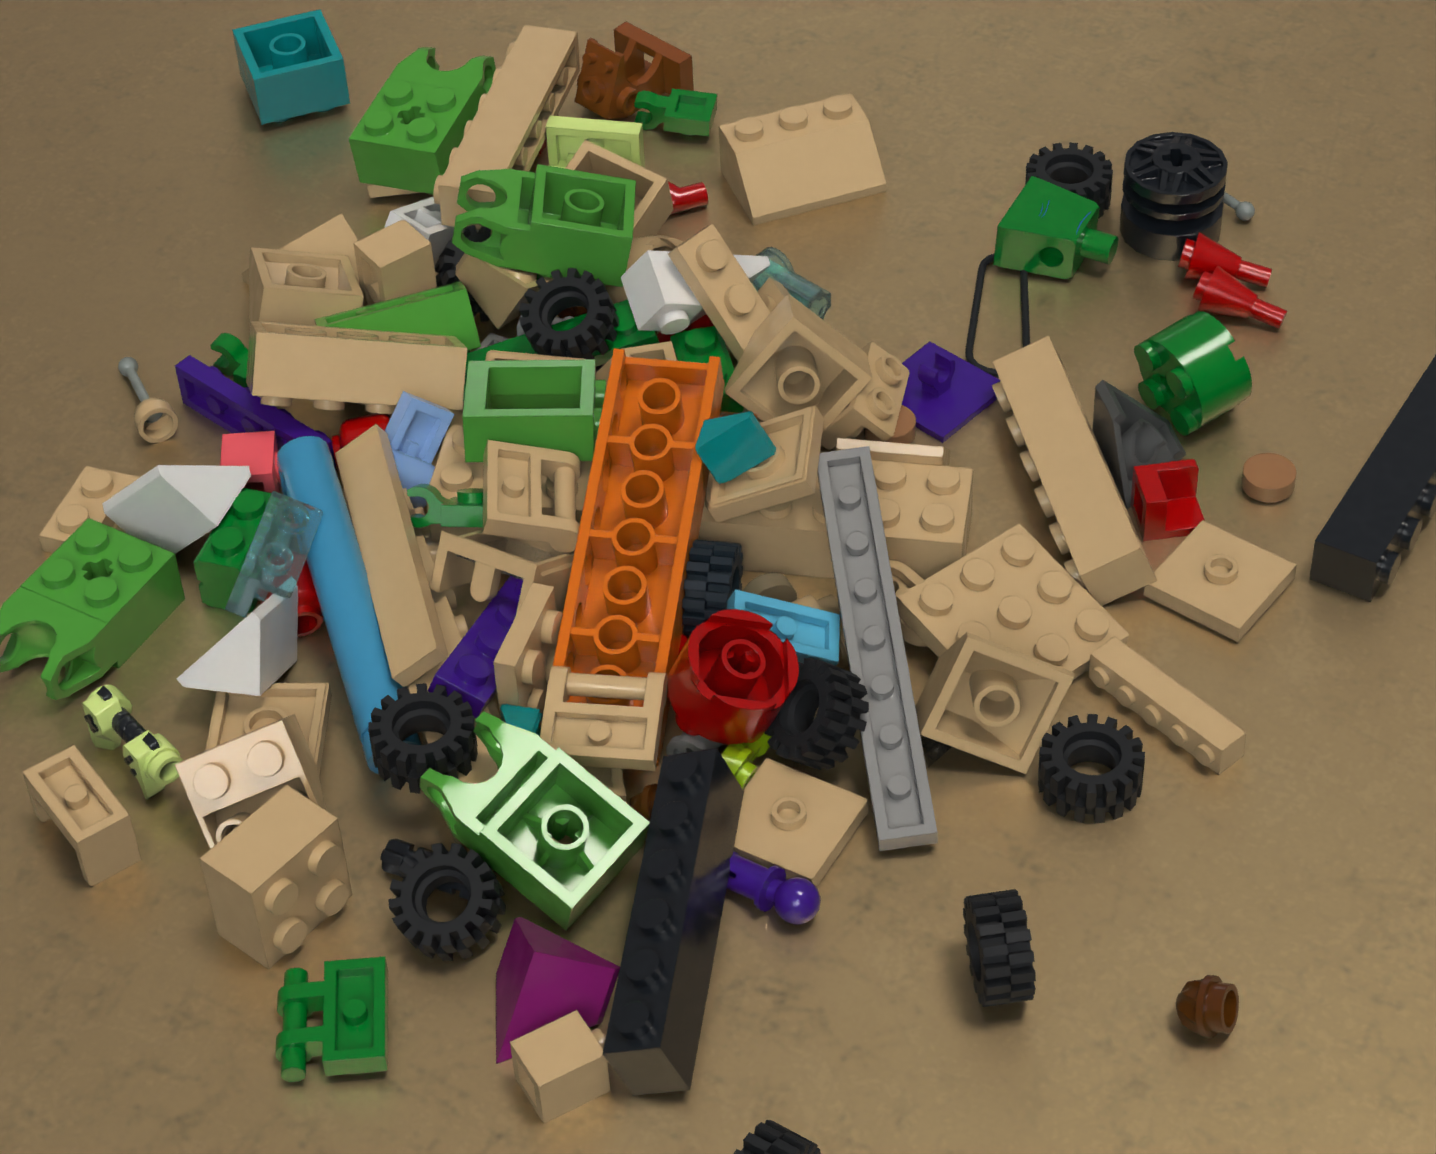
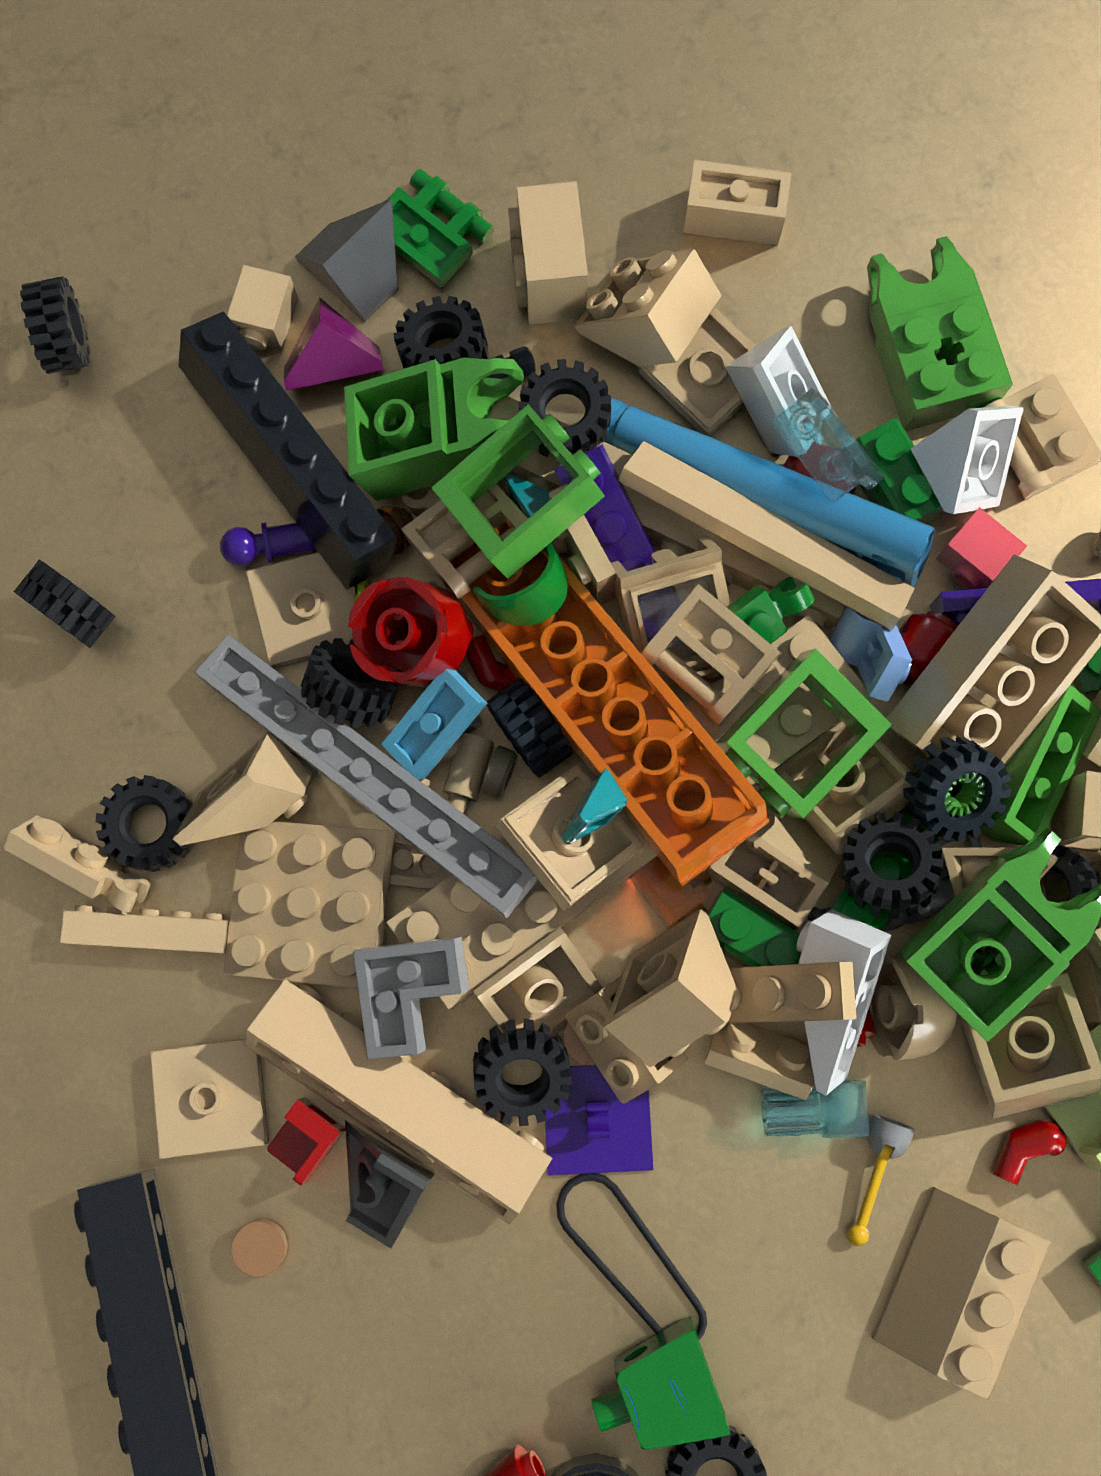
camera: 135 degrees right, 35 degrees up
(147, 754) = (744, 267): yellowish green piece -> none
(430, 1053) = (356, 259): none -> dark grey slope
(471, 321) = (975, 802): none -> black bush
(541, 619) = (497, 458): none -> bright green window
(595, 610) = (536, 601): none -> green helmet
(753, 243) = (889, 1141): none -> hinge
(960, 416) = (527, 1098): none -> black tyre
(988, 492) = (393, 982): none -> light grey plate
(1182, 782) = (75, 862): none -> tan plate
(1192, 372) = (388, 1295): green brick -> none
(1227, 296) = (459, 1445): red cone -> none

